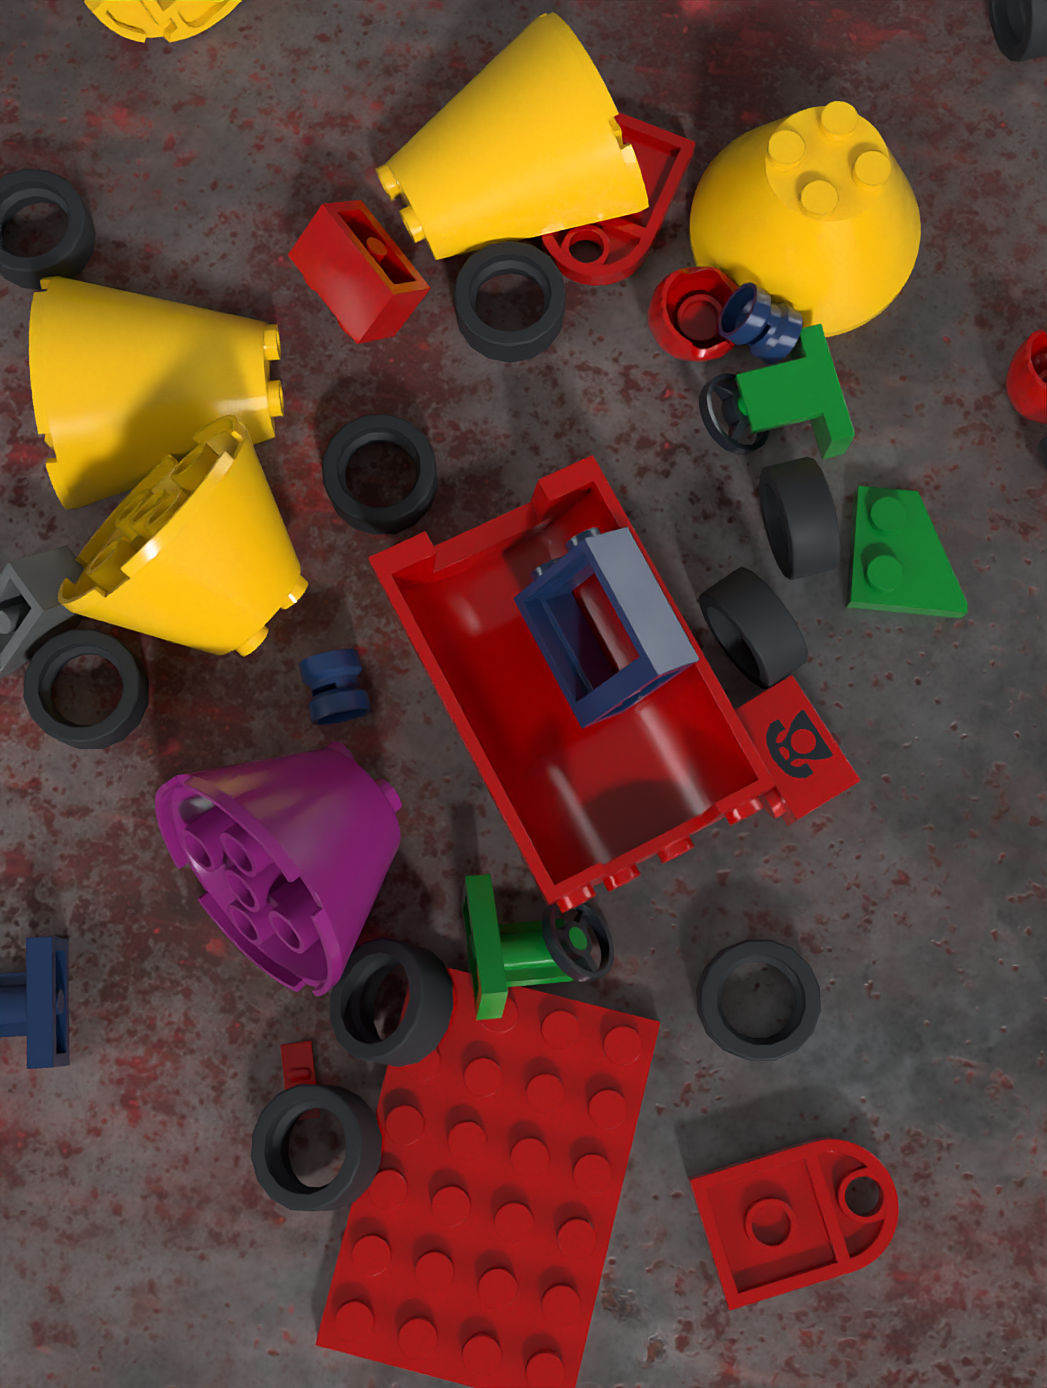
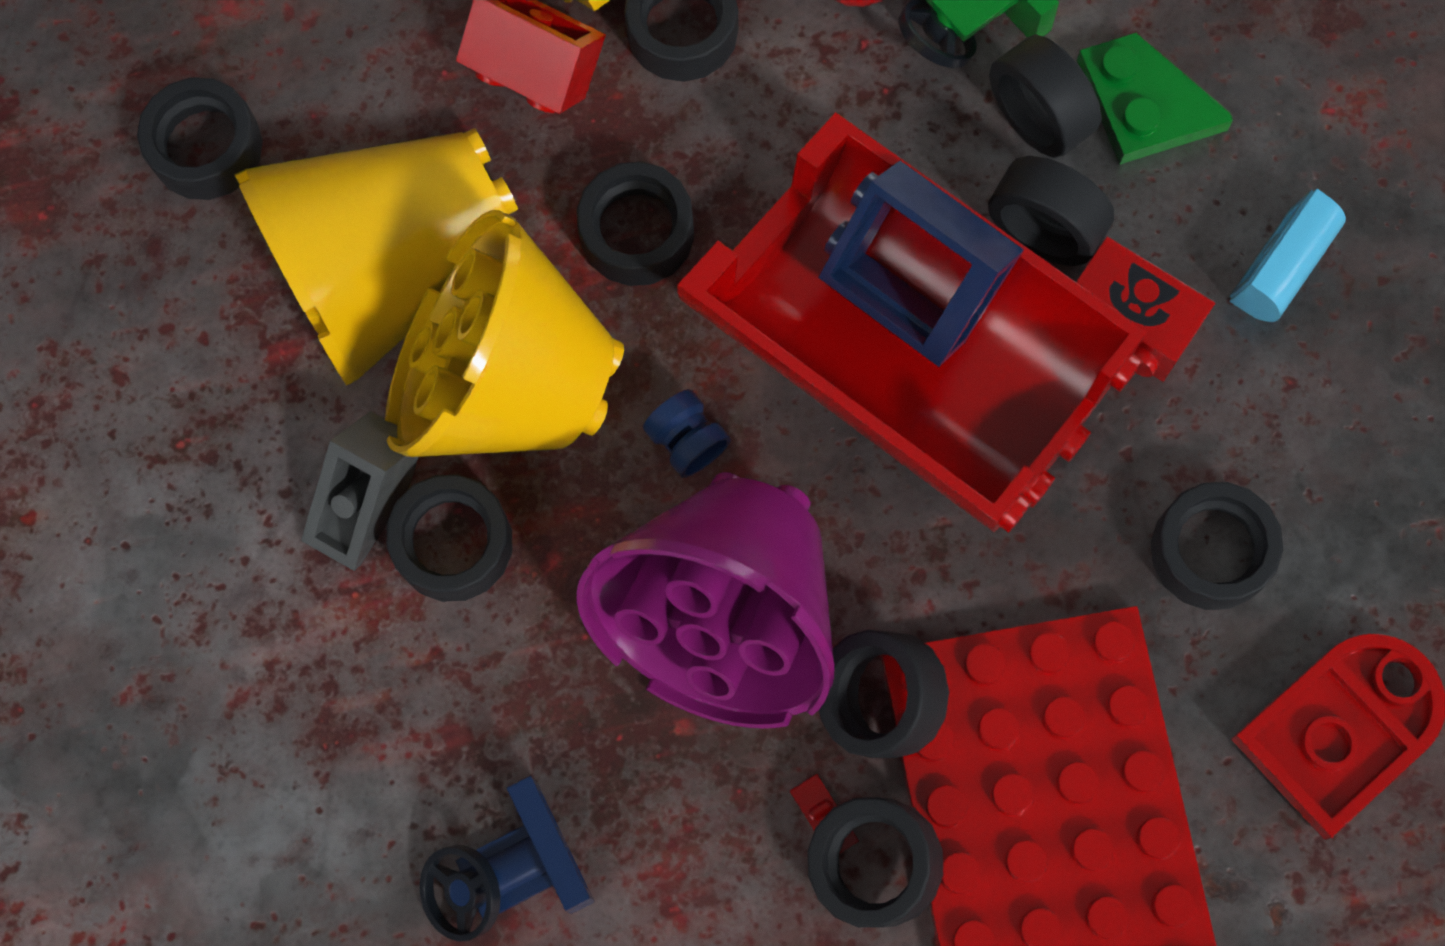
camera: 20 degrees left, 5 degrees down
(526, 951) = (982, 599): green piece -> none
(955, 763) = (1289, 257): none -> medium azure brick

